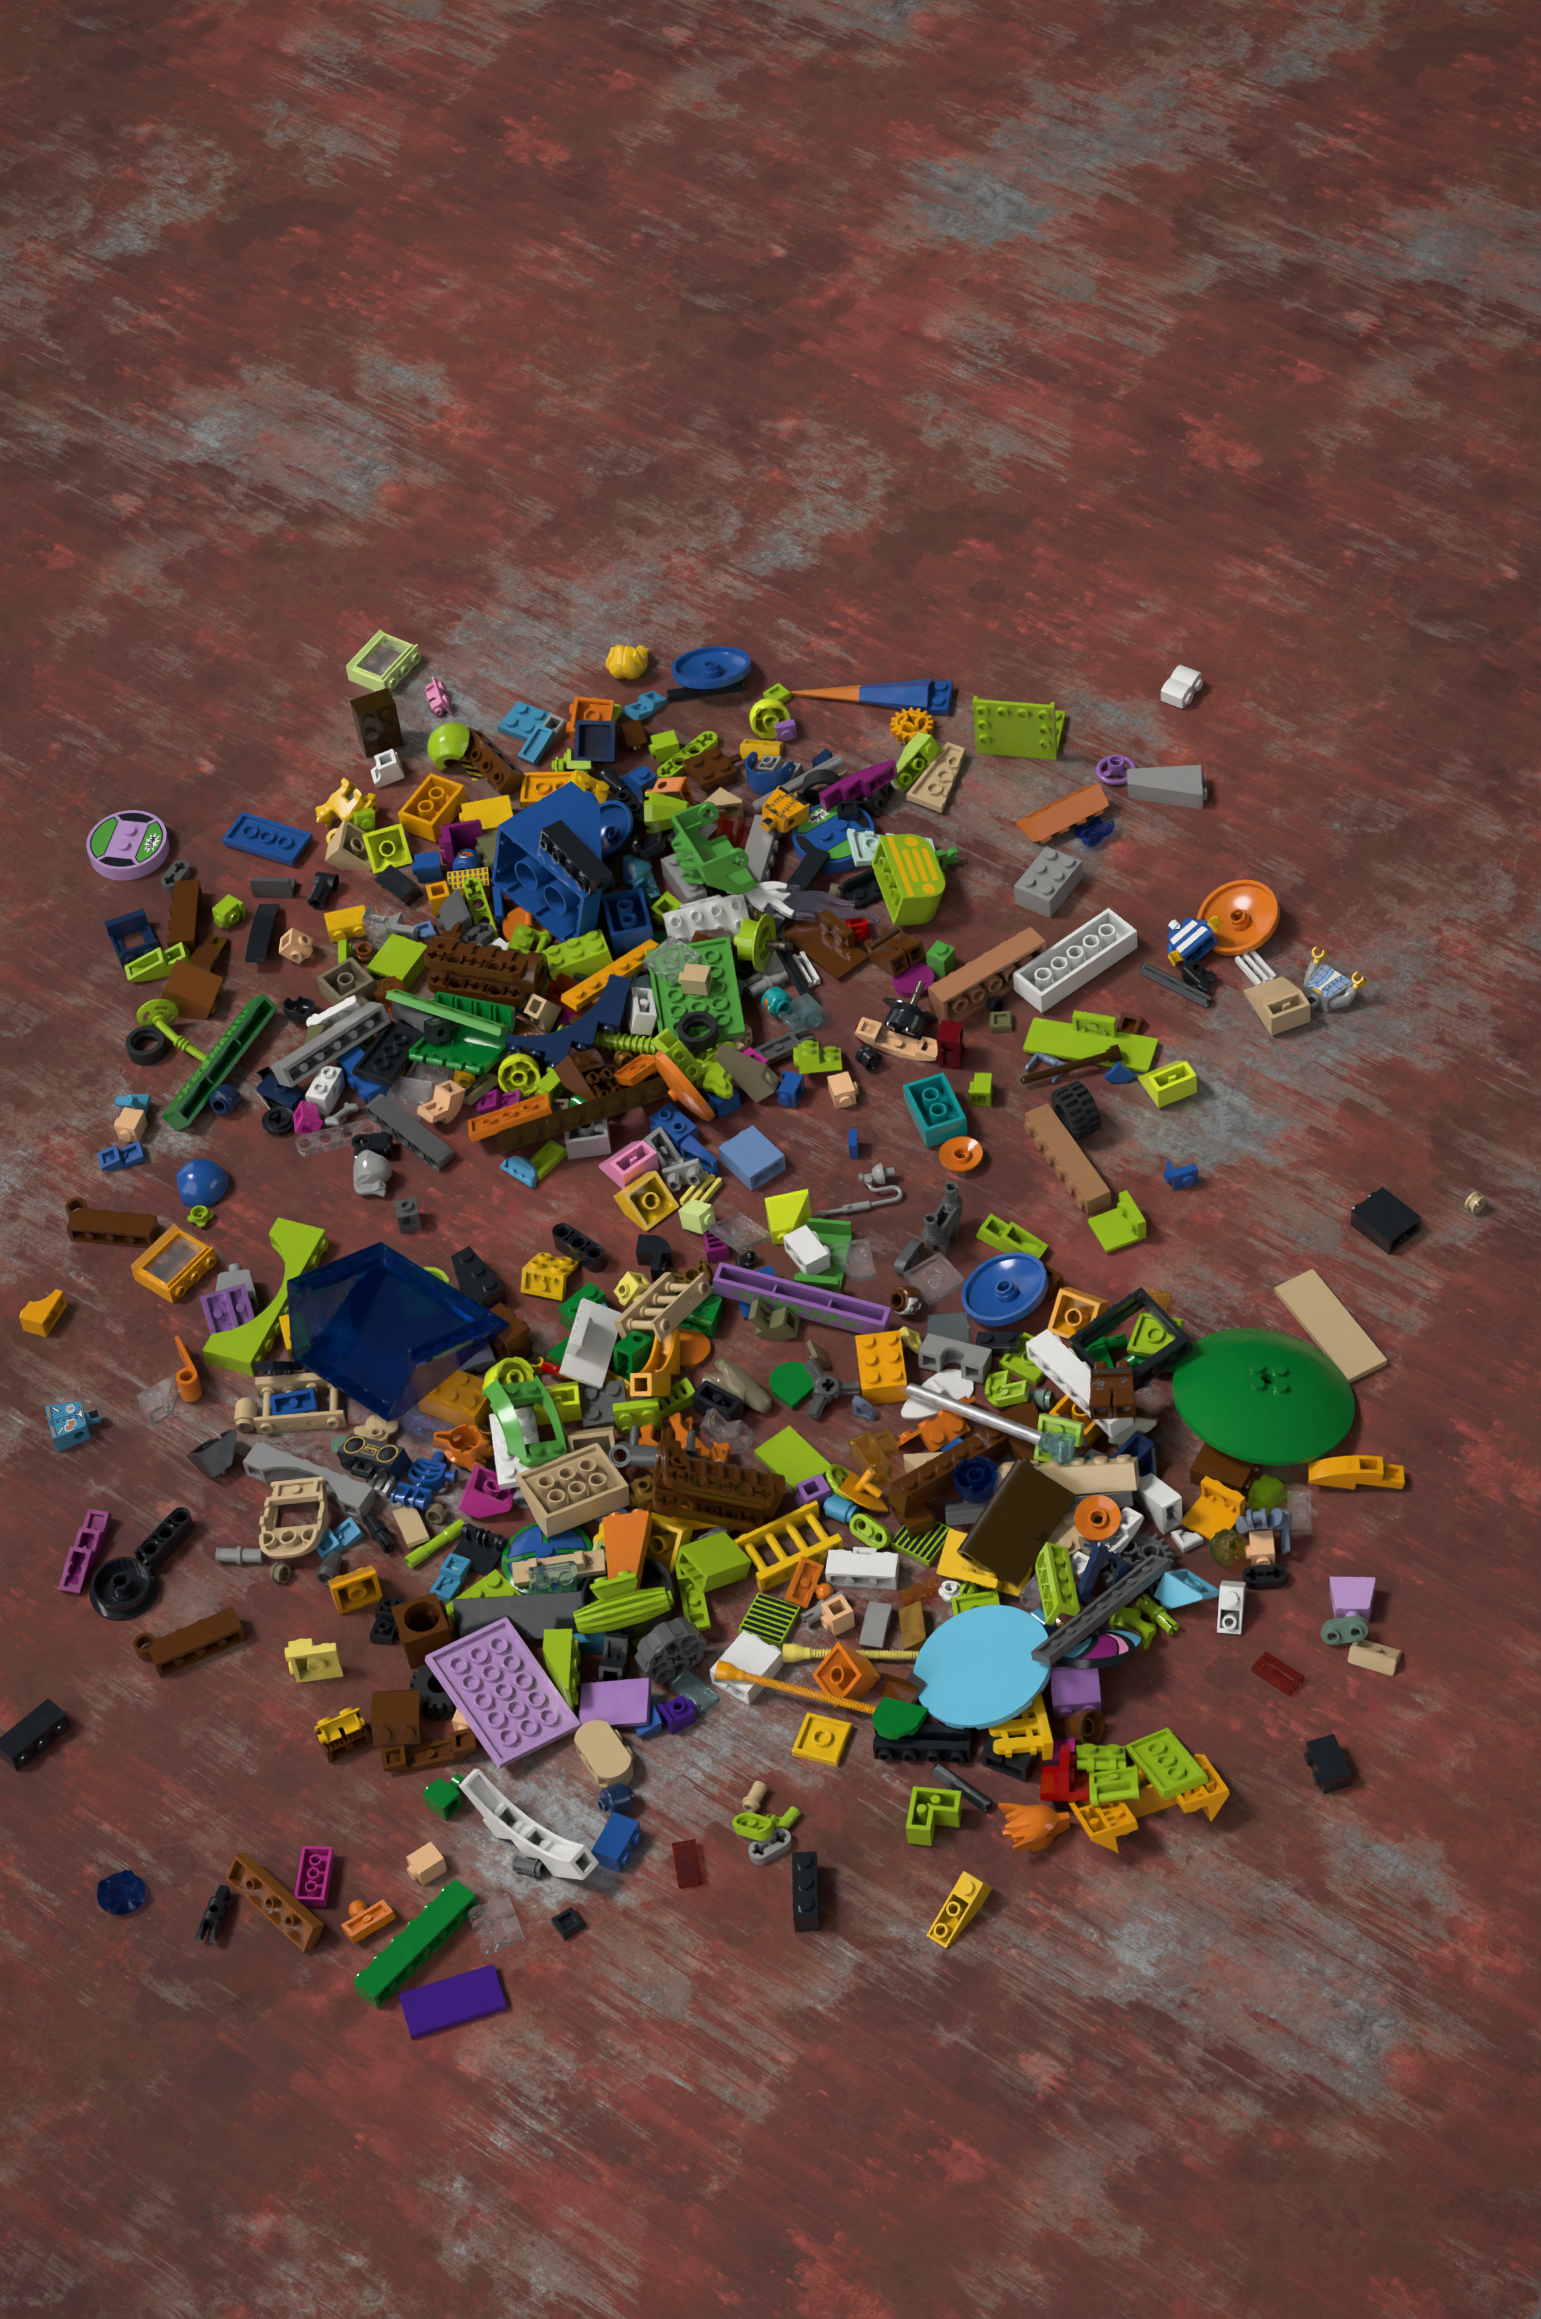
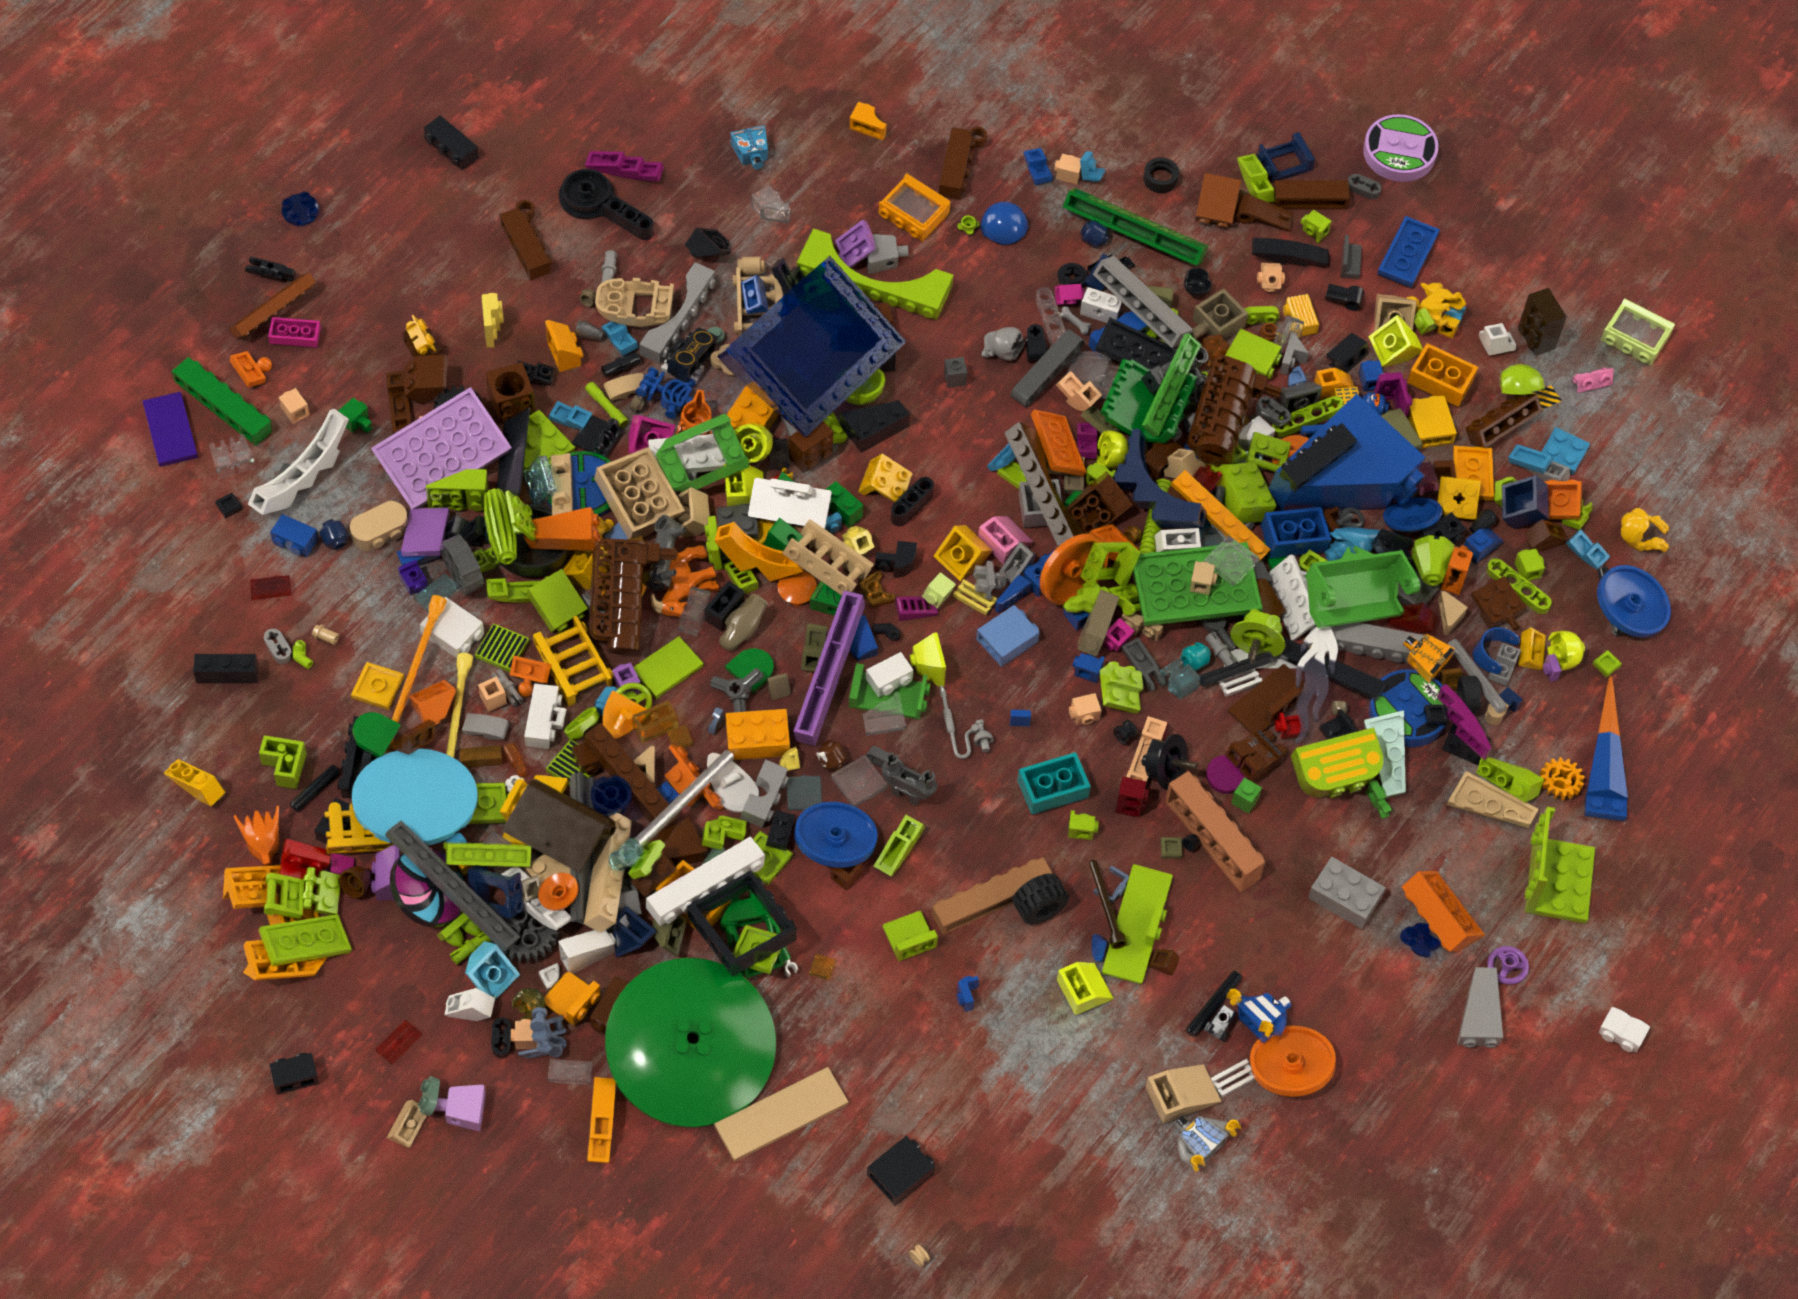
camera: 80 degrees right, 10 degrees up
(158, 1018) = (1185, 177): lime dish -> none
(187, 1378) = (784, 224): orange door -> none
(336, 1013) = (1184, 307): white hinge -> none
(558, 765) = (1501, 474): lime plate -> none
(695, 1019) = (1144, 568): black tyre -> none
(739, 1232) = (919, 622): clear plate -> none
(753, 1826) = (292, 630): lime plate -> none
(960, 1154) = (1005, 798): orange dish -> none
(1074, 1311) = (807, 896): light orange slope -> none
(1075, 960) = (1239, 911): white brick -> none
(1112, 1382) = (676, 897): reddish brown hips -> none
(1266, 1493) = (588, 1042): clear neon green brick -> none

